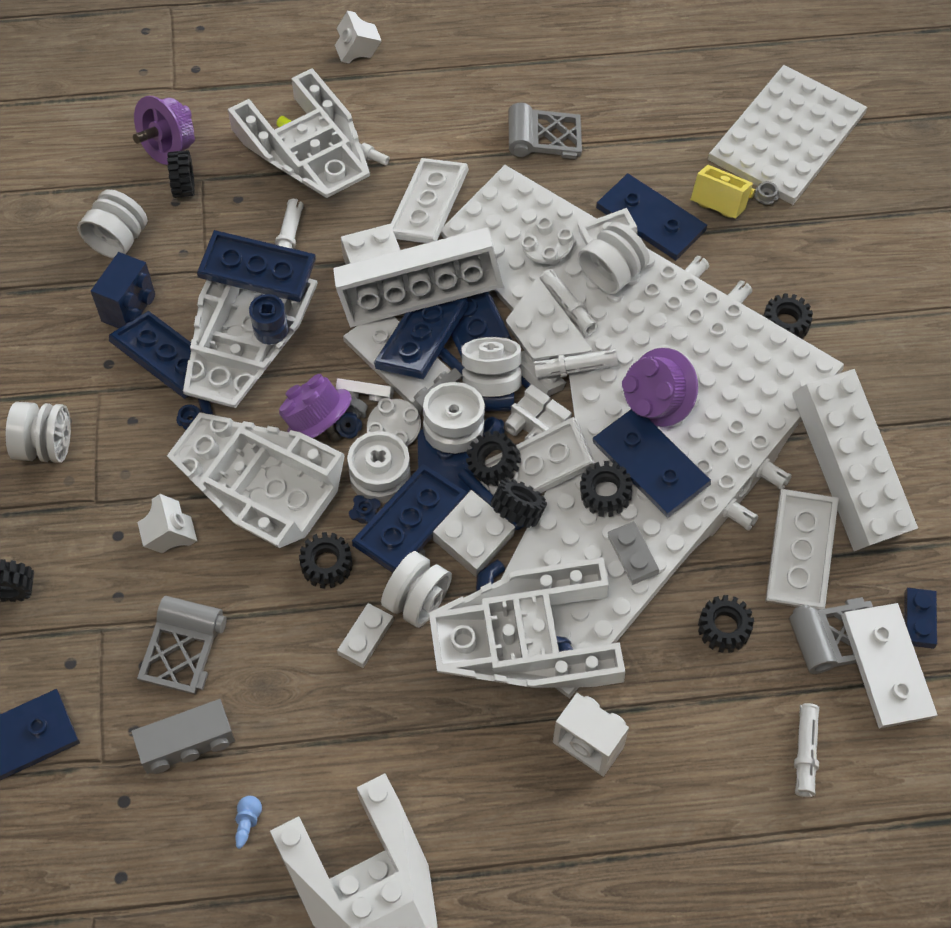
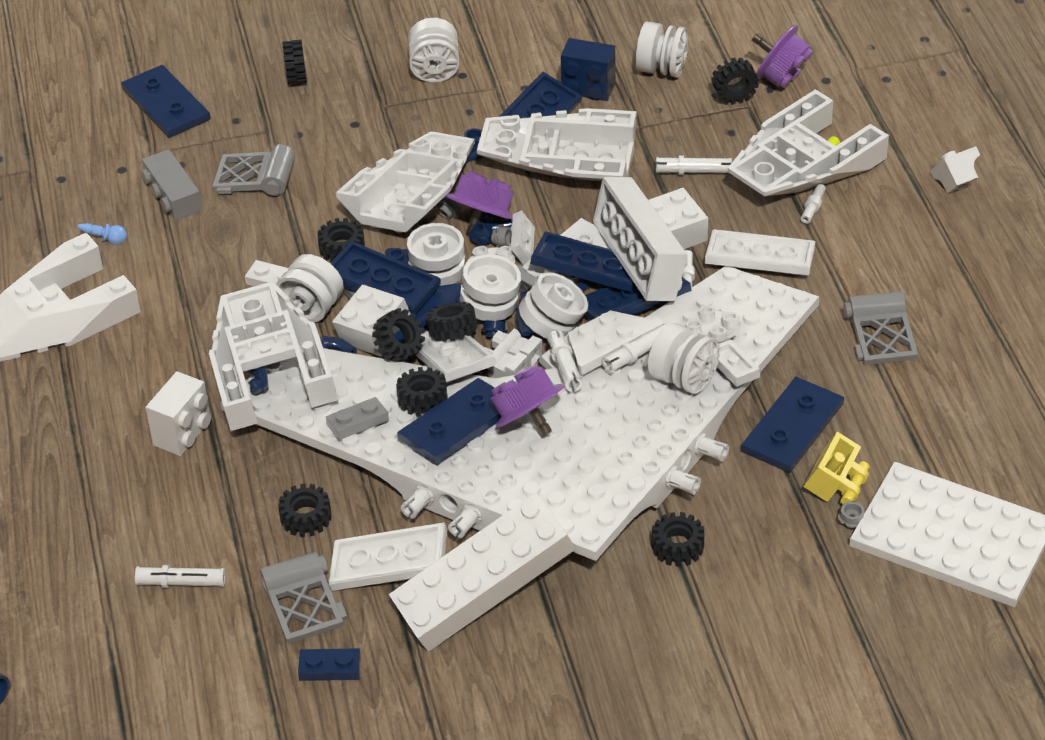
camera: 85 degrees right, 15 degrees down
(166, 526) = (359, 139): white brick -> none
(256, 266) = (623, 132): dark blue plate -> none
(268, 319) = (560, 143): dark blue wheel -> none
(888, 665) = (269, 631): white plate -> none

